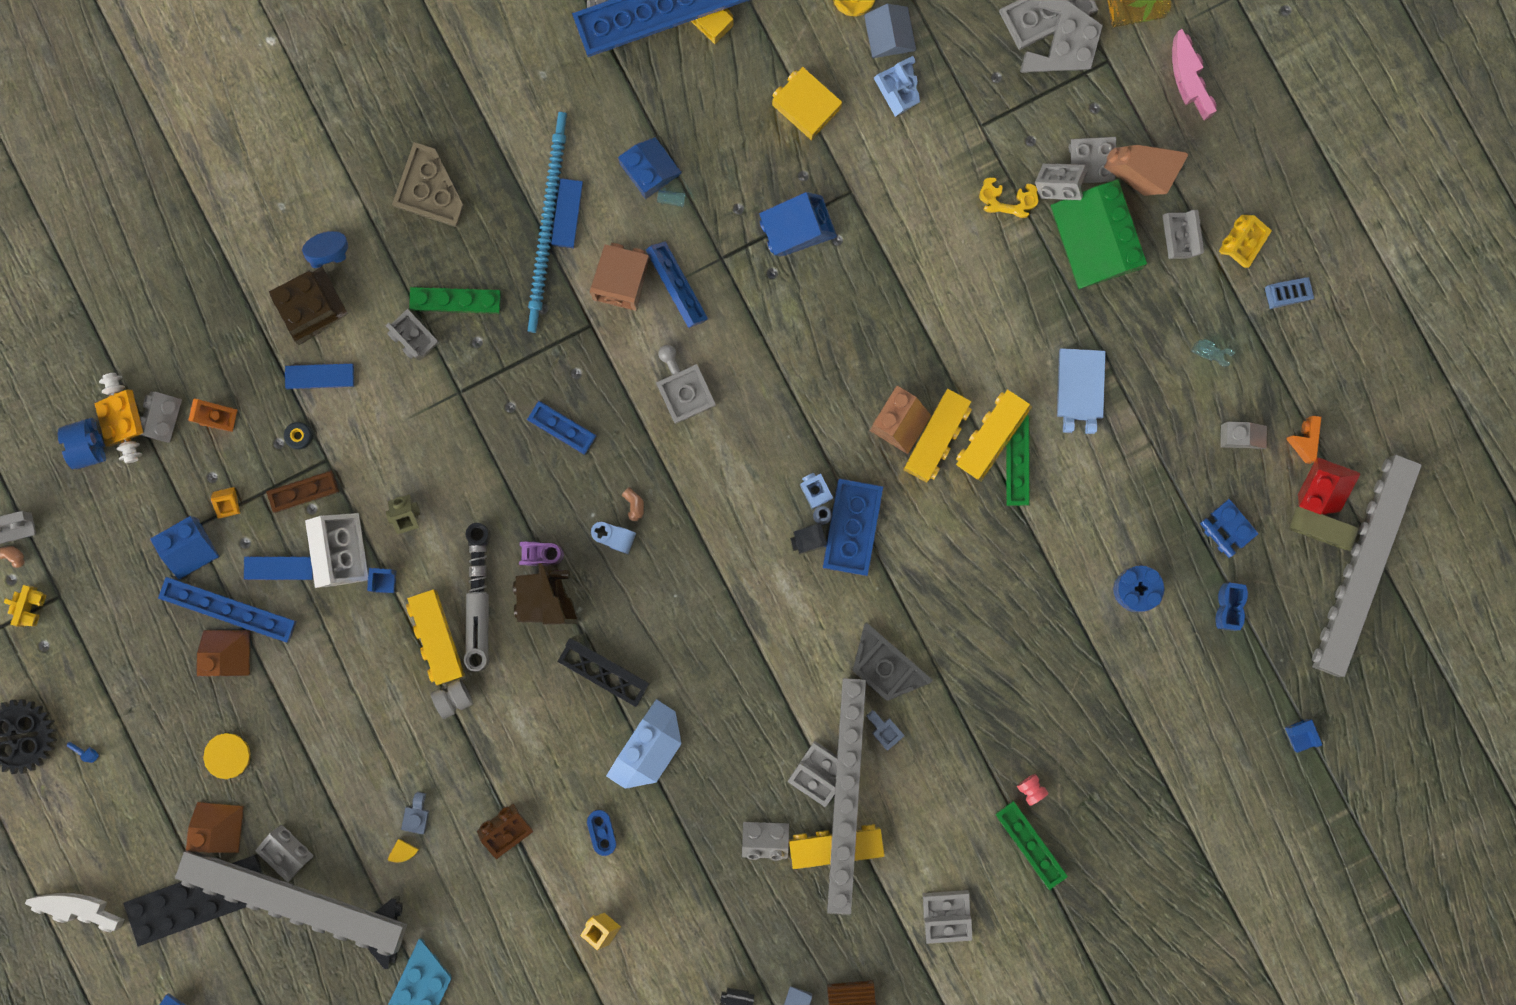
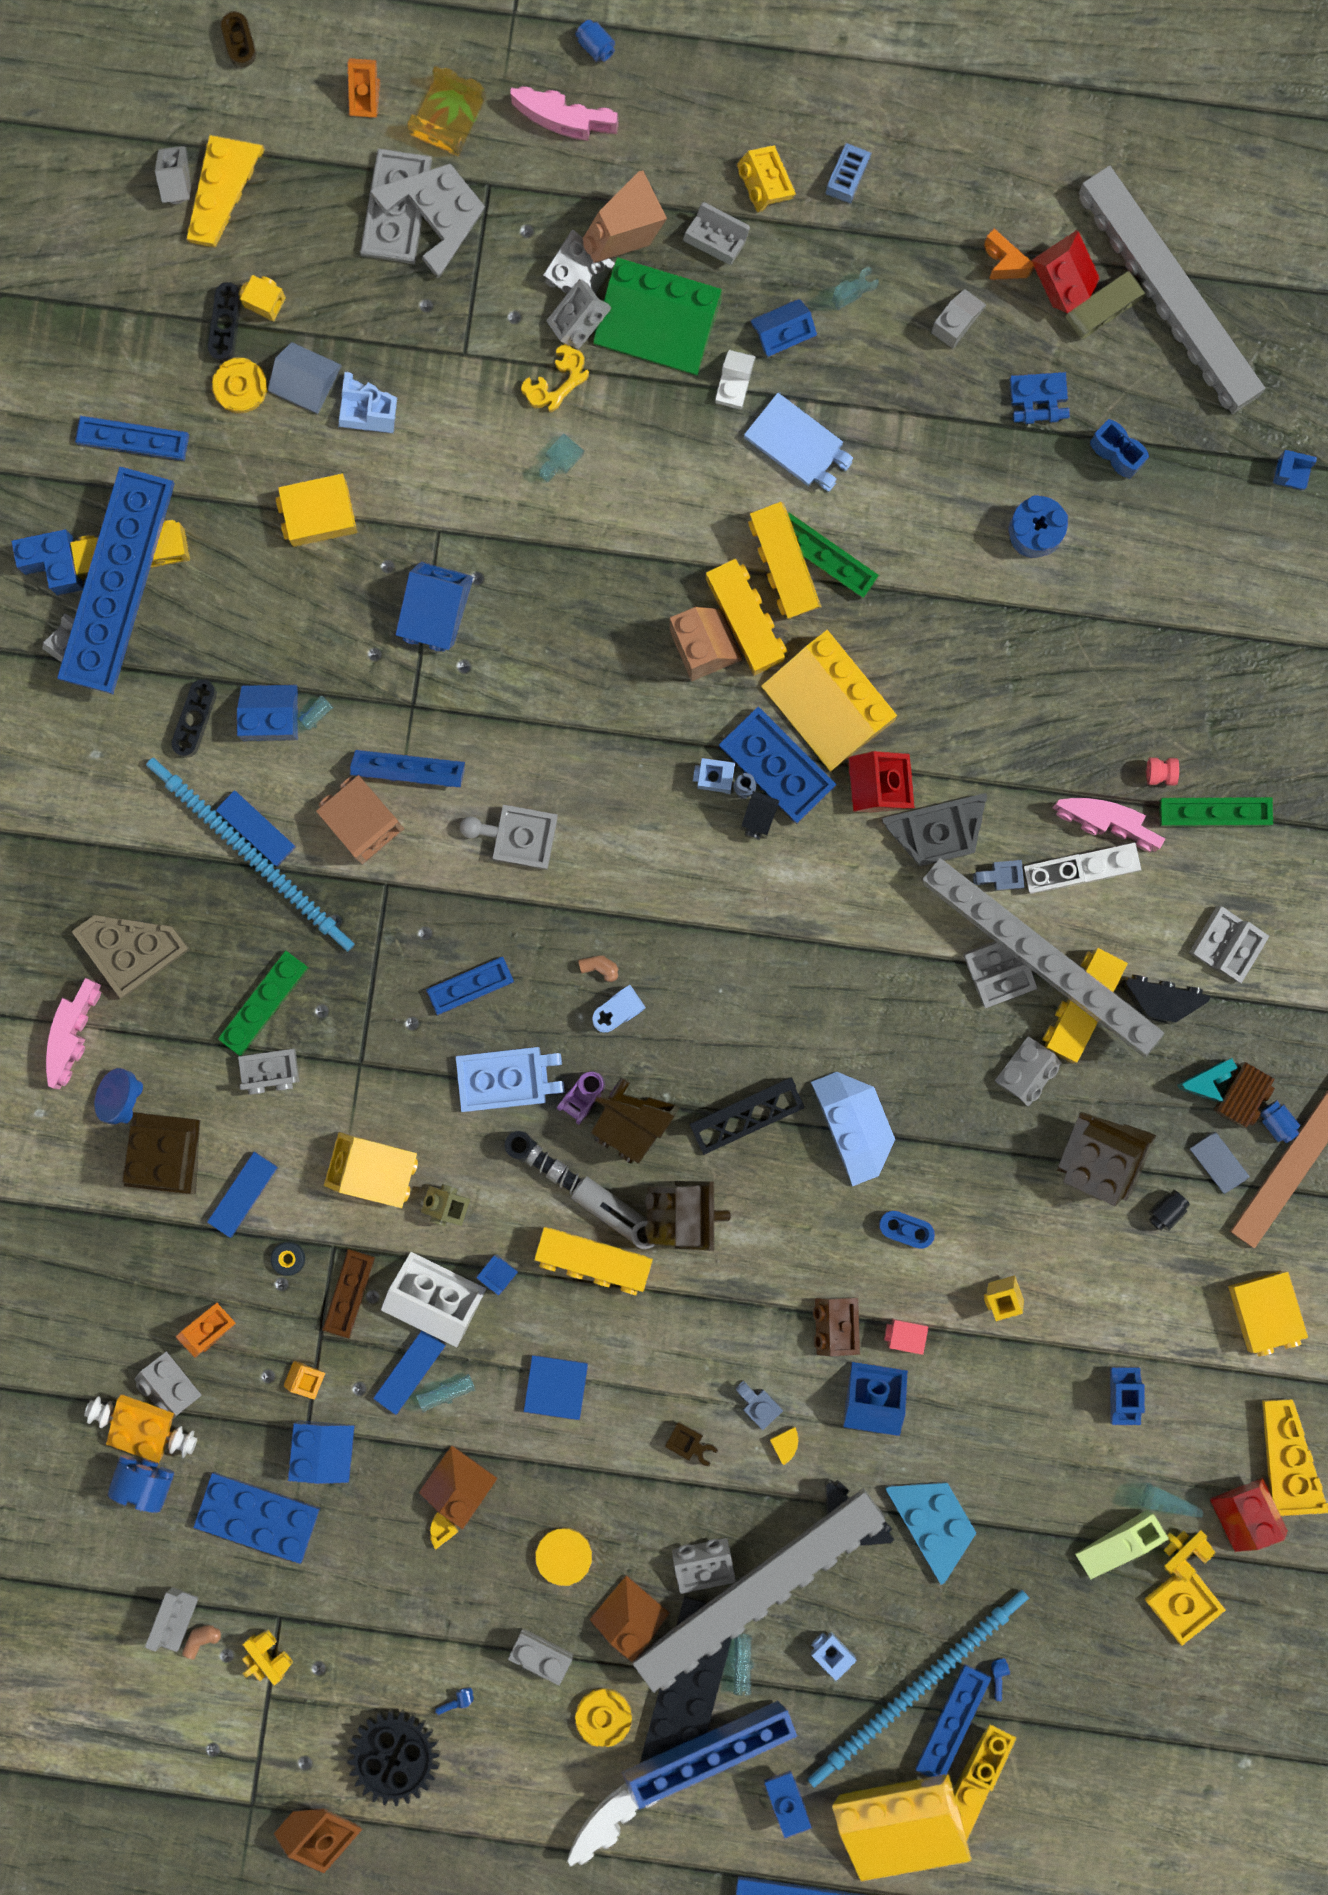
camera: 45 degrees left, 0 degrees up
(114, 536) = (257, 1517): none -> blue plate
(139, 857) = (603, 1717): none -> yellow tile
(149, 787) = (541, 1656): none -> light grey brick
(159, 944) = (709, 1754): none -> blue brick
(187, 663) = (441, 1530): none -> yellow tile
(227, 609) = (415, 1453): blue plate -> none
(236, 925) = (742, 1665): none -> clear light blue pin
(279, 988) = (834, 1665): none -> light blue brick
(280, 602) = (446, 1393): none -> clear light blue pin
(335, 672) = (556, 1387): none -> blue tile
(337, 189) = (63, 1043): none -> bright pink slope
(358, 784) = (686, 1442): none -> dark brown plate
(392, 449) = (371, 1170): none -> yellow slope
(450, 699) = (667, 1286): light grey wheel -> none
(474, 891) = (876, 1399): none -> blue slope
(504, 675) = (683, 1215): none -> dark brown piece
(516, 495) = (505, 1079): none -> light blue tile
(529, 882) = (906, 1336): none -> coral brick
(629, 123) = (181, 735): none -> black beam
(741, 933) = (1105, 1158): none -> dark brown piece
(840, 963) = (1202, 1083): none -> teal slope
(877, 899) = (1163, 1001): none -> black slope
(890, 604) = (881, 782): none -> red slope
(920, 531) = (829, 701): none -> yellow slope
(928, 781) = (1082, 868): none -> white slope
(959, 238) = (562, 456): none -> clear light blue plate
(972, 767) = (1100, 814): none -> bright pink slope
(1094, 316) = (735, 379): none -> white slope
(1152, 324) = (784, 327): none -> blue panel
(1256, 62) = (595, 40): none -> blue brick

